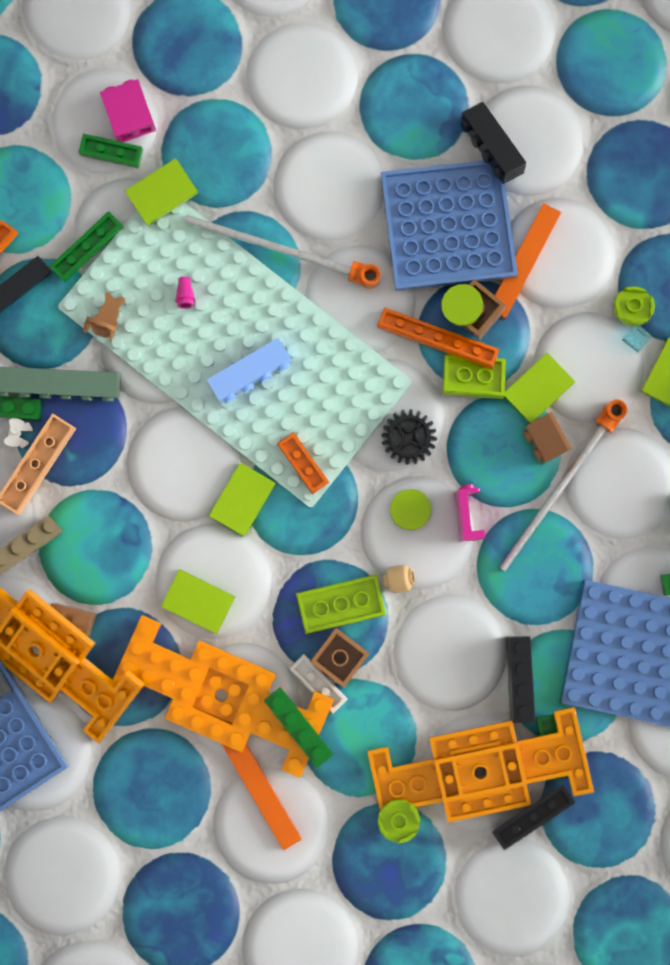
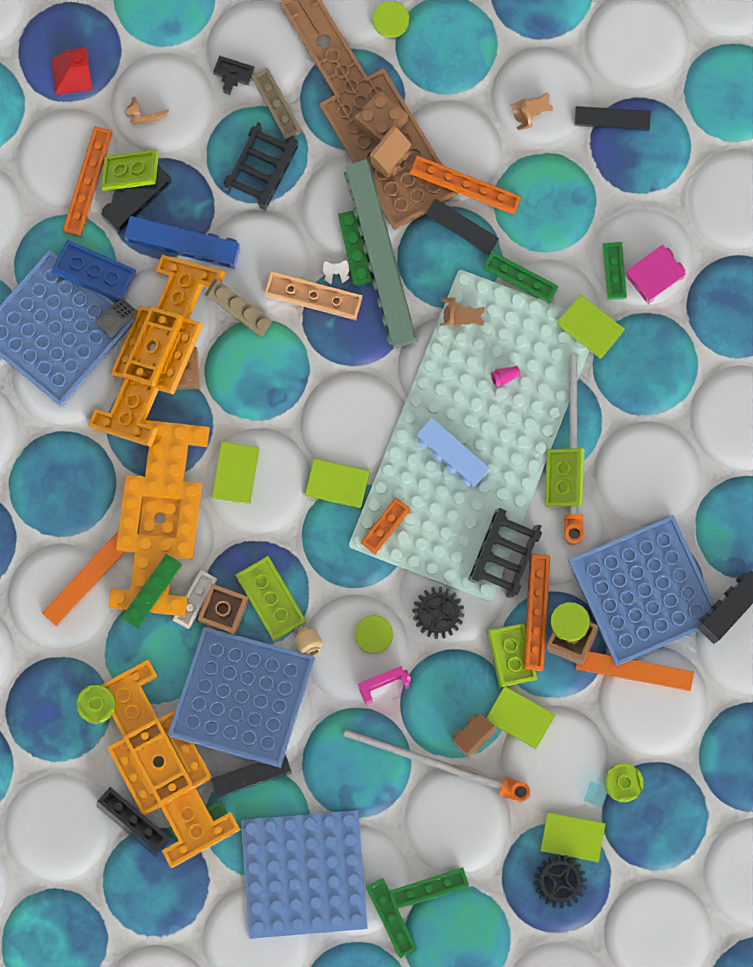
camera: 80 degrees right, 5 degrees down
(309, 266) = (564, 477): none -> lime tile
(365, 370) = (493, 538): none -> black fence
(438, 665) = (242, 697): none -> medium blue plate

